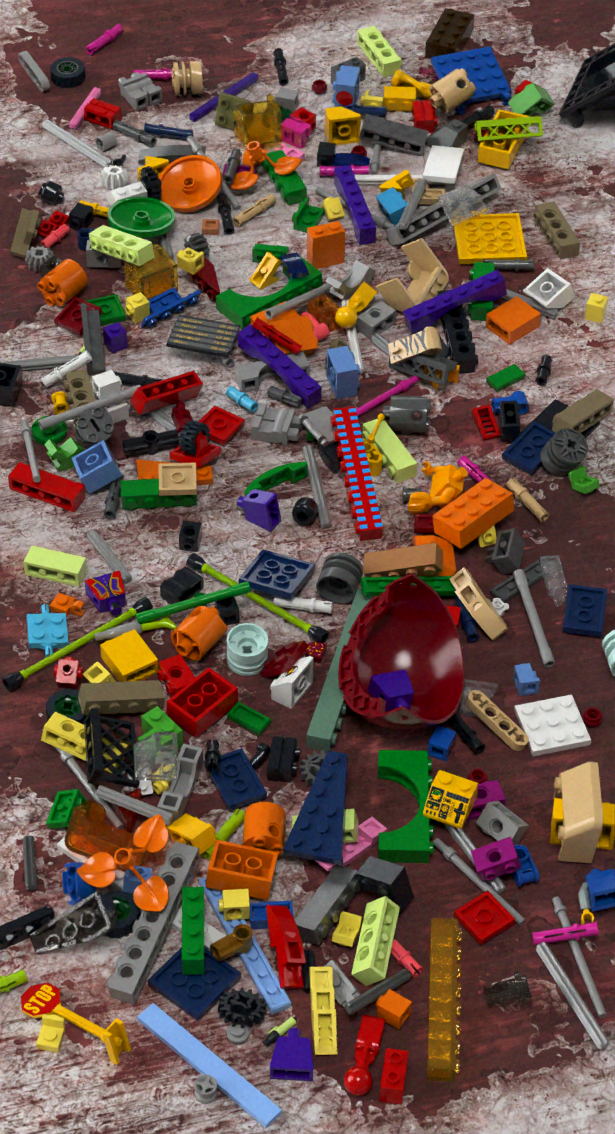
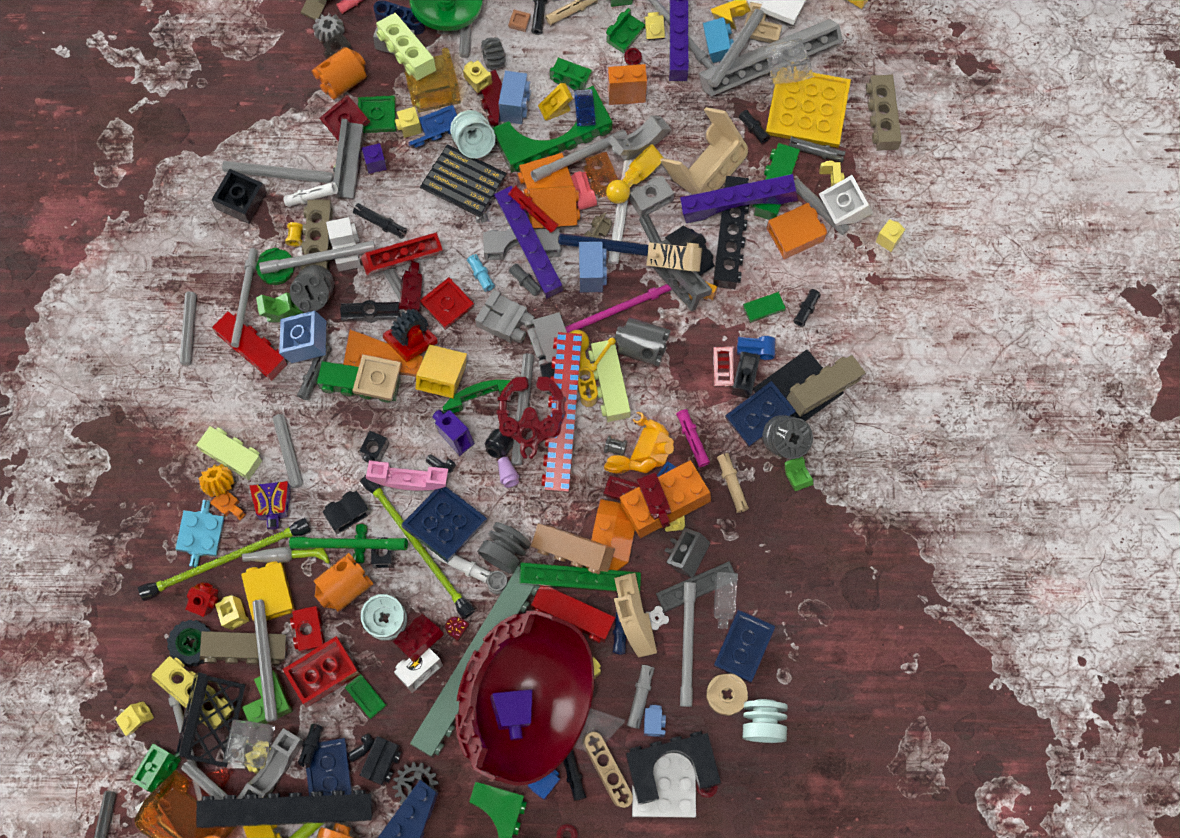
camera: 15 degrees right, 25 degrees up
(31, 777) = (134, 717): none -> light yellow bracket
(51, 585) = (216, 480): none -> light orange gear
(147, 693) = (264, 661): none -> light grey axle
(206, 294) = (474, 143): none -> light aqua wheel
(206, 799) = (283, 810): none -> black brick
(228, 269) = (514, 97): none -> medium blue brick
(228, 554) = (406, 479): none -> bright pink slope
(234, 467) = (441, 371): none -> yellow brick
(259, 538) = (435, 462): none -> black arm
(321, 532) = (508, 474): none -> lavender cone
(332, 487) = (547, 428): none -> dark red piece
(341, 608) = (495, 579): none -> light grey wheel
(369, 356) = (609, 245): none -> dark blue axle
(448, 259) = (754, 126): none -> black pin
(466, 504) = (655, 498): none -> dark red hinge
(505, 659) = (642, 689): none -> light grey pin
(526, 274) = (834, 169): none -> light yellow bracket
(571, 683) = (695, 749): none -> black arch
(583, 656) = (715, 697): none -> tan plate

